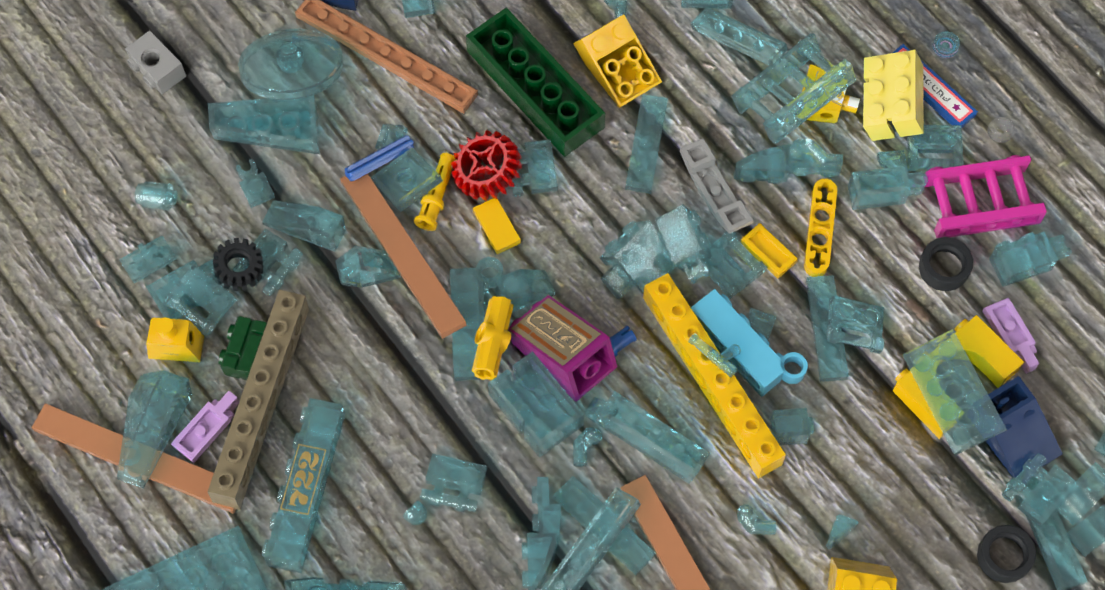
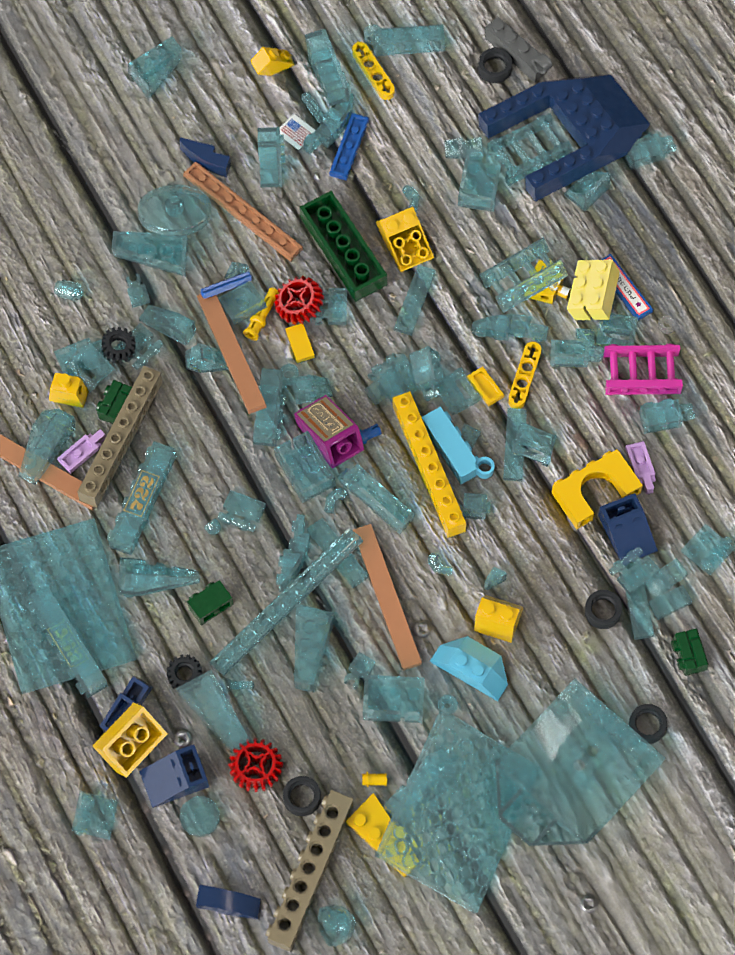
camera: 10 degrees right, 0 degrees up
(148, 51) = (78, 187): light grey brick -> none
(148, 259) = (57, 333): clear light blue hips -> none
(492, 338) = (282, 418): yellow piece -> none
(713, 187) = (455, 336): light grey slope -> none
(720, 360) = (433, 454): clear light blue piece -> none
(739, 36) = (493, 232): clear light blue tile -> none
(811, 147) = (524, 318): clear light blue arm -> none
(946, 44) = (642, 258): clear light blue tile -> none
(954, 247) = (606, 398): black tyre -> none
(954, 392) = (587, 497): clear light blue plate -> none

